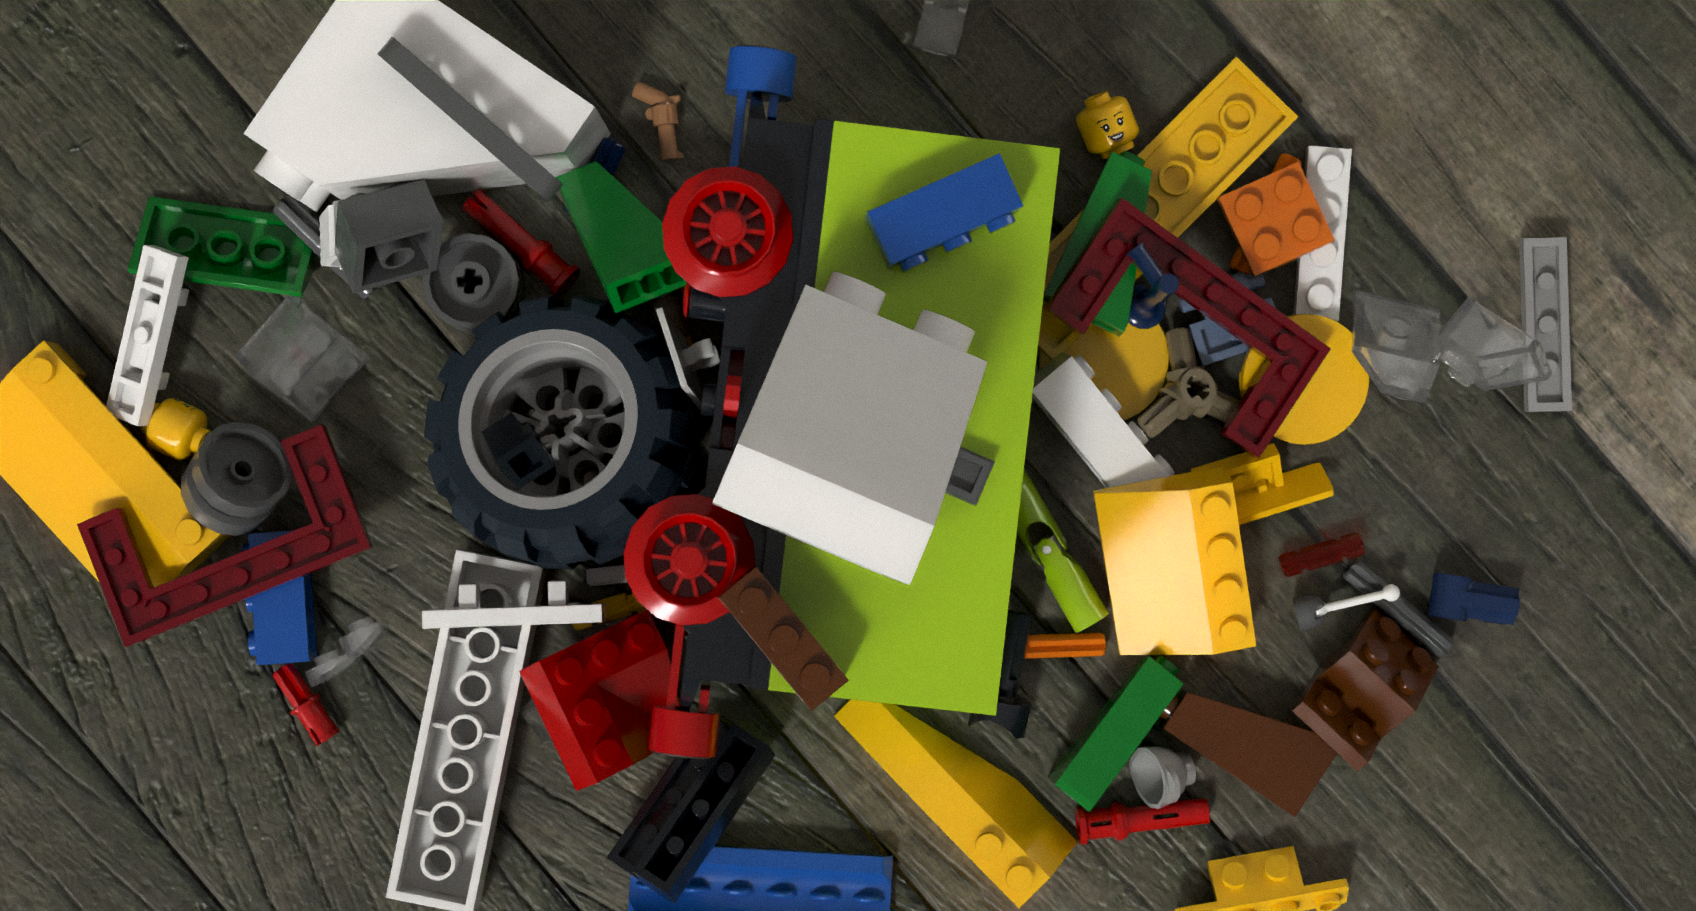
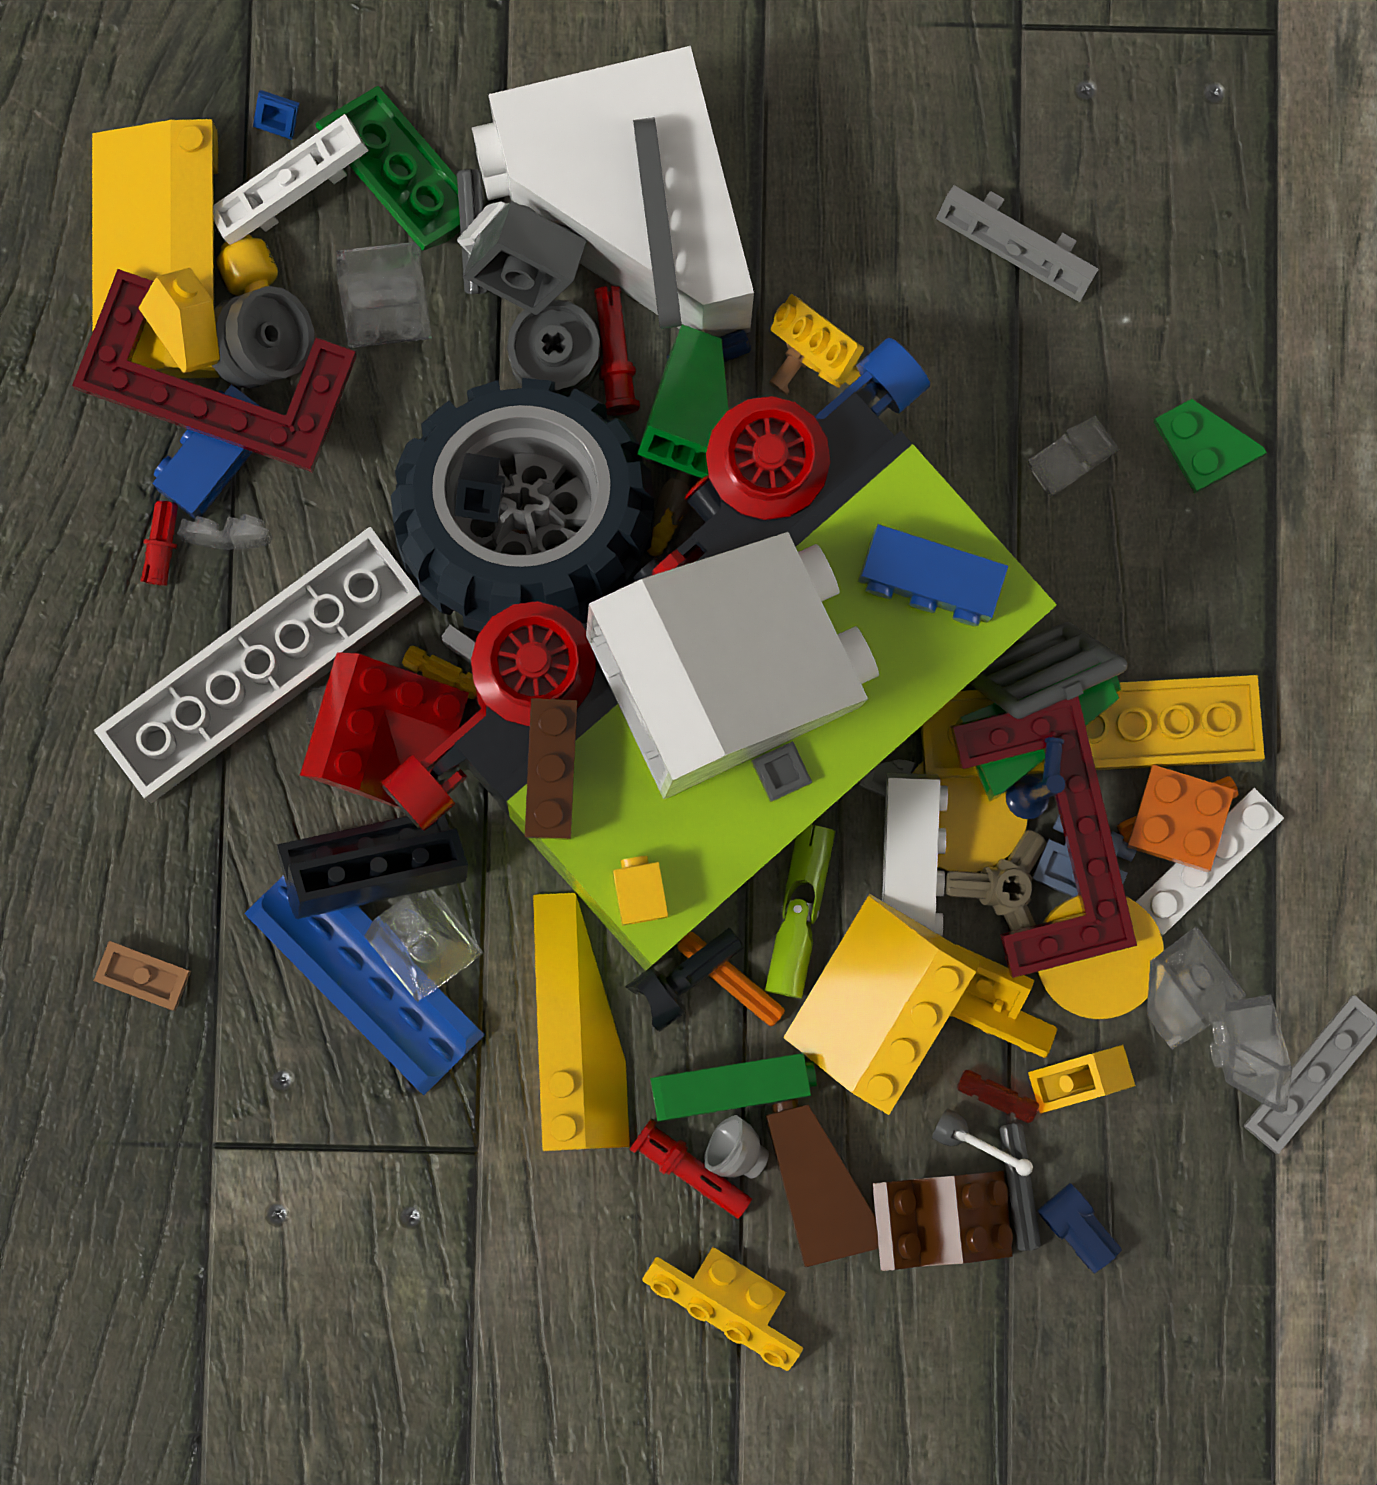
camera: 40 degrees right, 5 degrees down
(90, 290) = (276, 114): none -> blue slope
(164, 520) = (183, 319): none -> yellow slope
(472, 615) = (340, 580): white hinge -> none
(674, 97) = (819, 341): none -> yellow bracket
(688, 359) = (658, 532): white piece -> none
(784, 830) = (422, 942): none -> clear slope
(937, 669) = (639, 891): none -> yellow brick
(1107, 124) = (1122, 635): yellow head -> none
(1114, 198) = (1076, 642): none -> dark grey bar
(1374, 485) = (1081, 1079): none -> yellow slope

